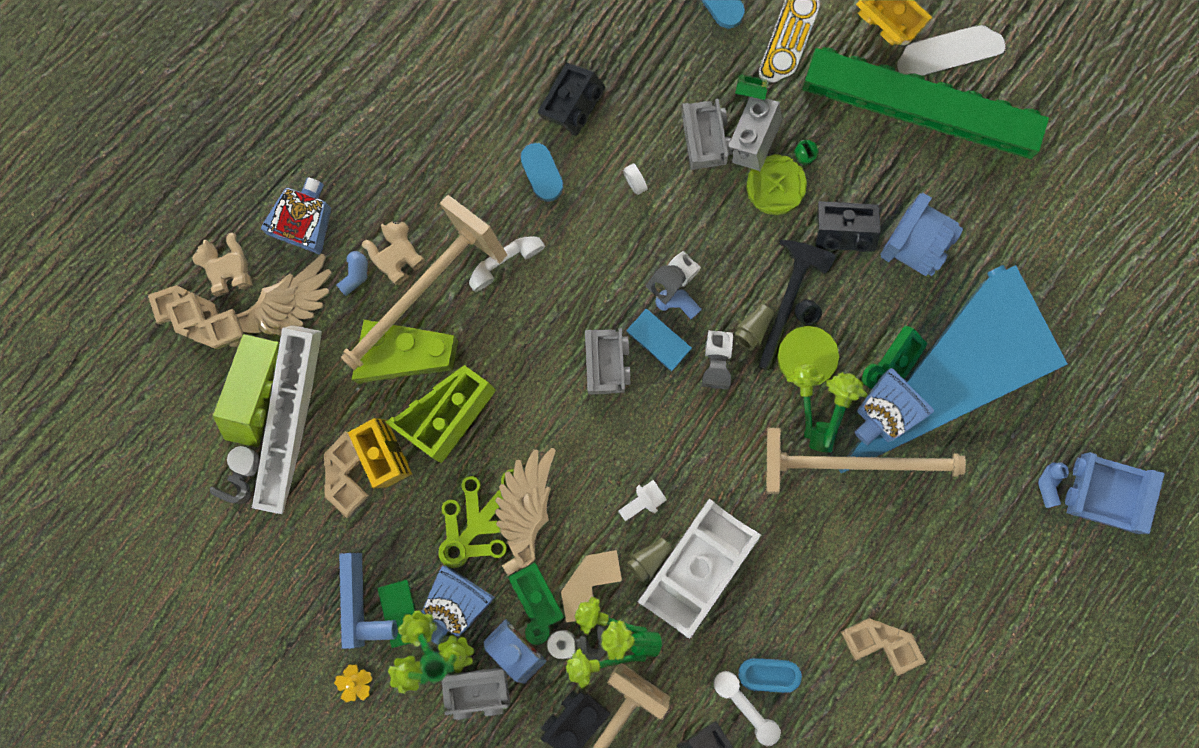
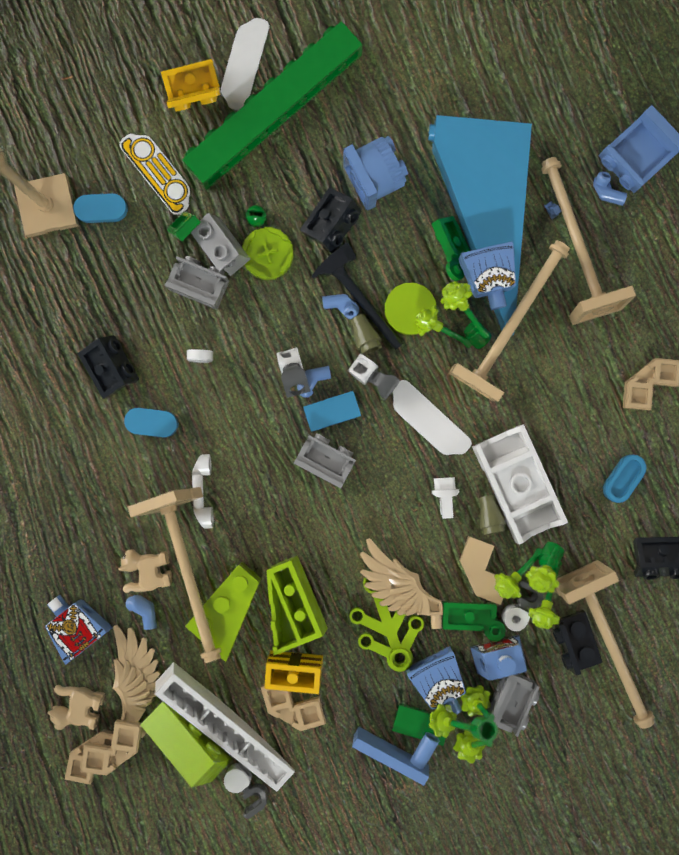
camera: 70 degrees left, 5 degrees up
(354, 683) = (452, 787): yellow plant -> none
(708, 442) = (429, 420): none -> white sticker
(728, 686) = (617, 514): white bar -> none
(772, 286) = (342, 303): none -> medium blue arm
(814, 312) = (378, 283): black hinge -> none
(930, 540) = (600, 302): none -> tan tile
(996, 439) = (552, 209): none -> medium blue piece

